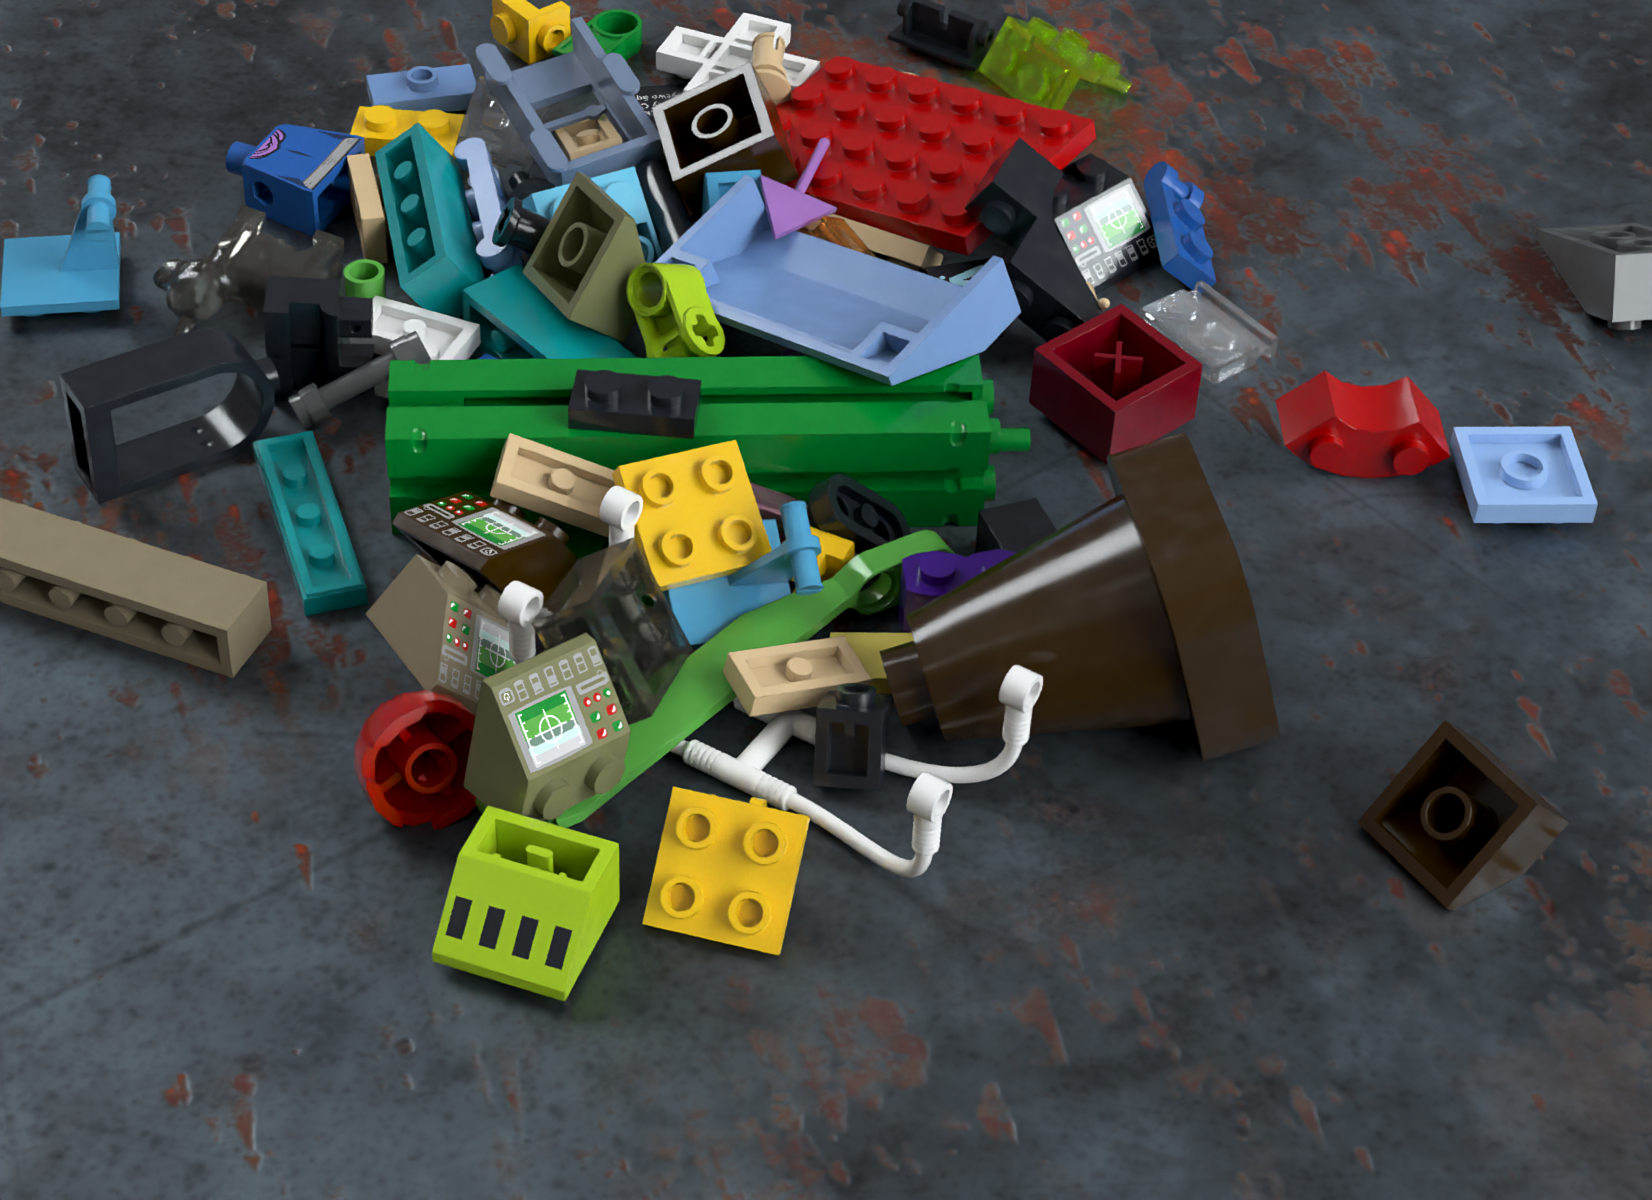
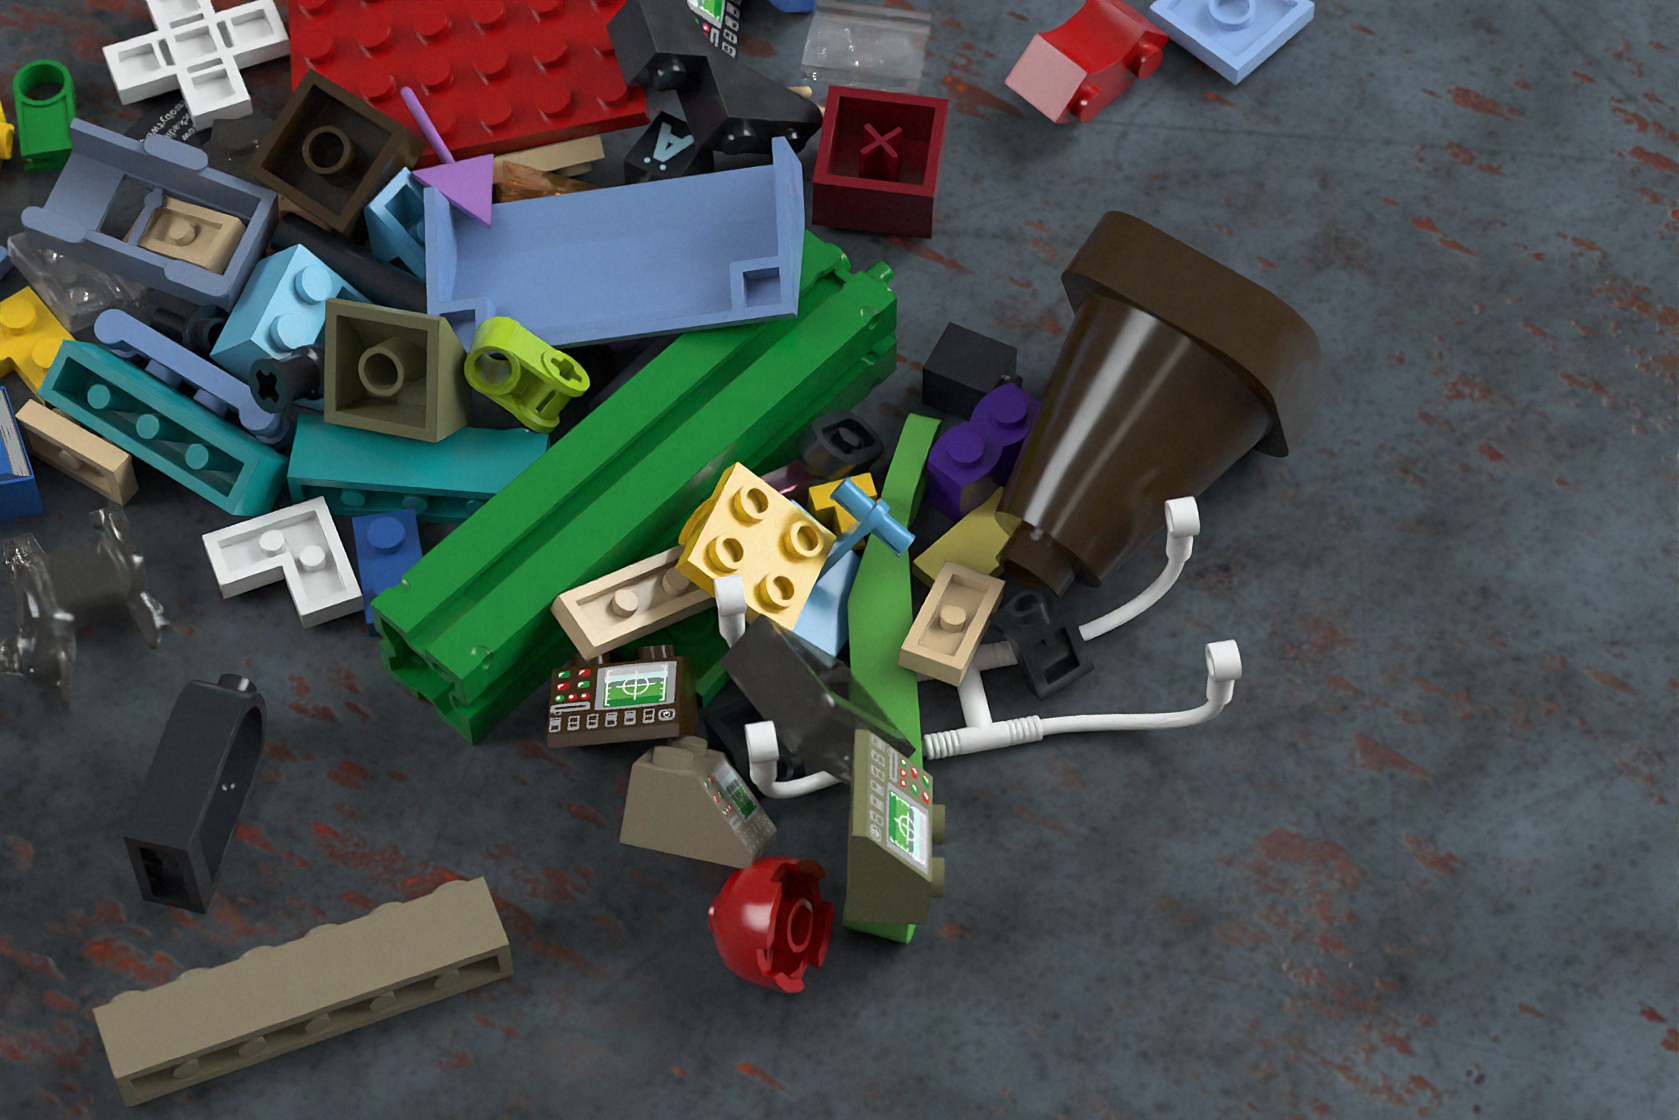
camera: 40 degrees left, 15 degrees up
(306, 331) = (223, 616): black hips -> none
(309, 523) = (403, 790): teal tile -> none
(314, 404) = (322, 578): dark grey bar -> none
(364, 279) = (181, 537): bright green hinge -> none
(527, 902) = (988, 972): lime slope -> none
(634, 404) = (619, 489): black plate -> none
(726, 870) = (1082, 819): yellow plate -> none
(769, 65) = (258, 51): tan pin -> none
(1461, 819) = (1493, 366): dark brown slope -> none

